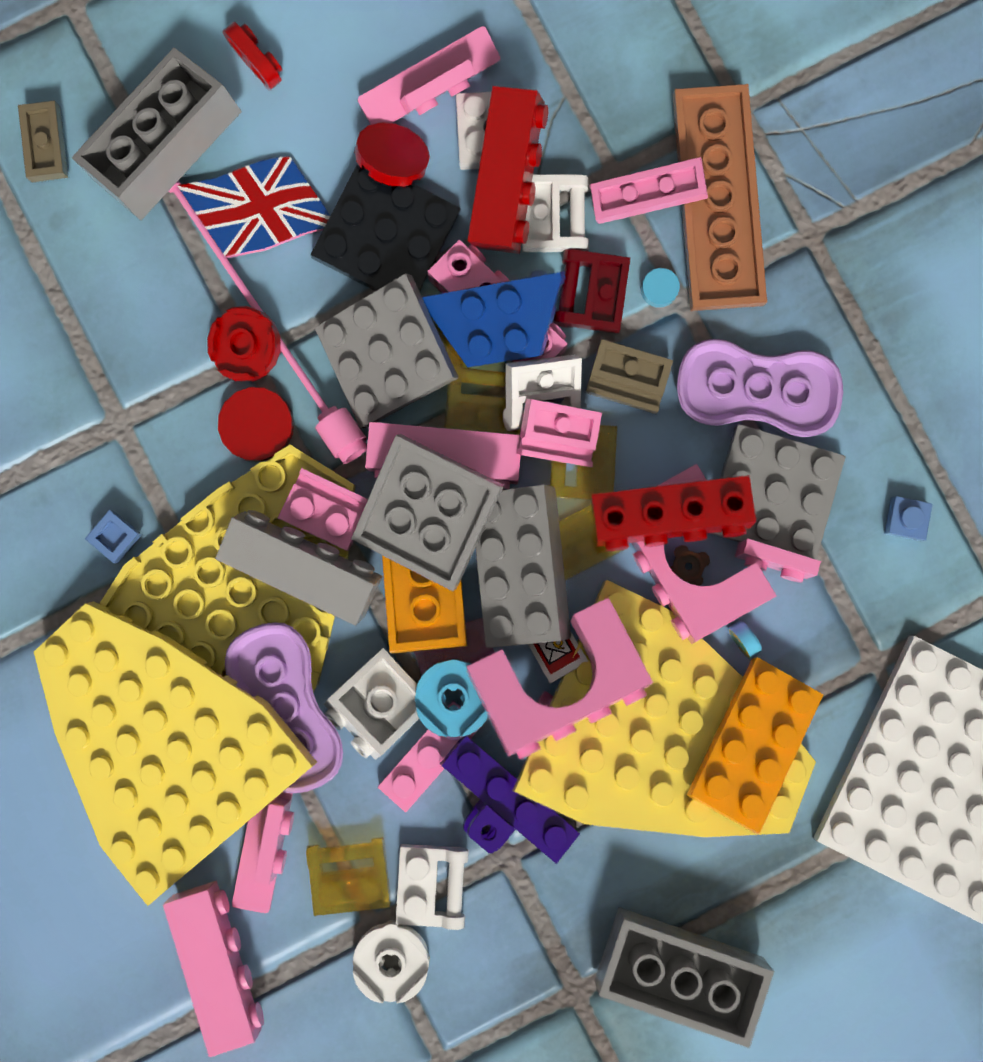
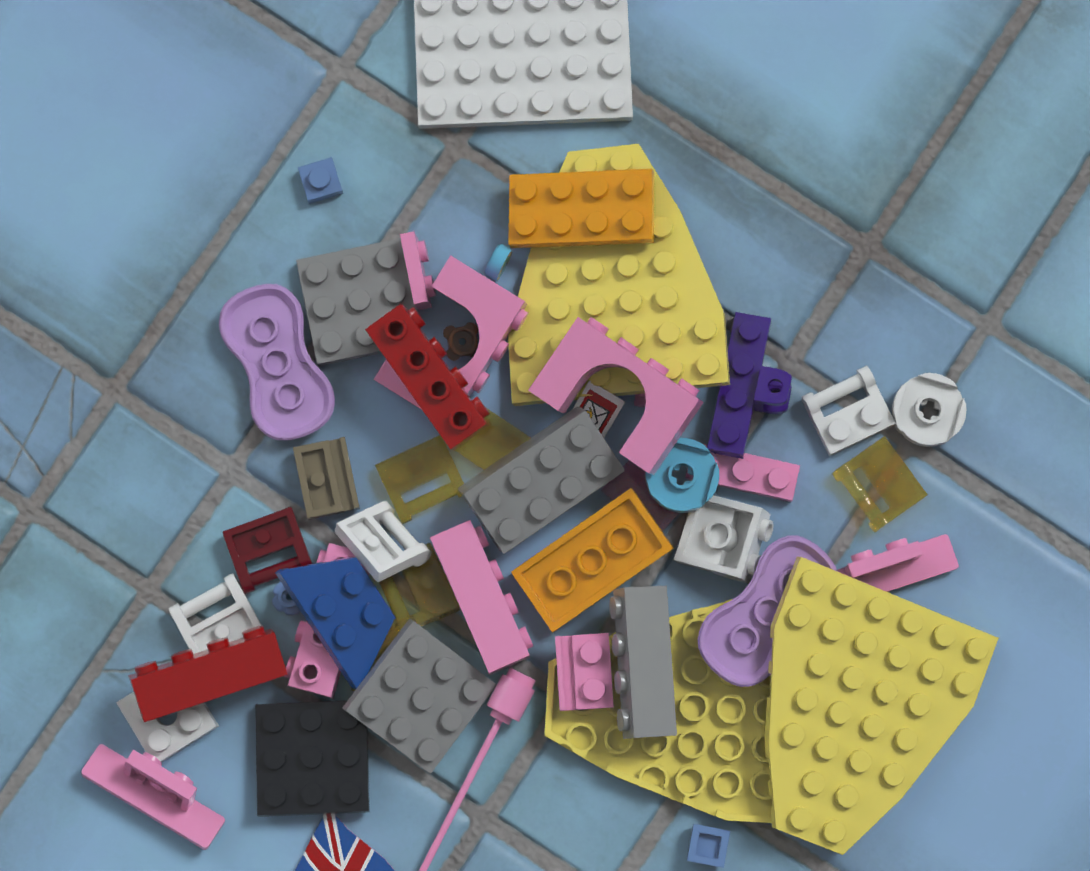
camera: 115 degrees left, 5 degrees down
(214, 968) = (1014, 553): bright pink brick -> none
(244, 344) = (478, 827): red tile -> none
(255, 424) = (543, 778): red tile -> none
(391, 154) = (240, 788): red tile -> none
(427, 512) = (539, 579): light grey plate -> none
(559, 432) = (411, 507): bright pink plate -> none
(649, 190) = (155, 546): bright pink plate -> none
(660, 287) = (232, 493): medium azure tile -> none
(683, 977) = (802, 168): light grey brick -> none
(725, 228) = (125, 485): nougat plate -> none

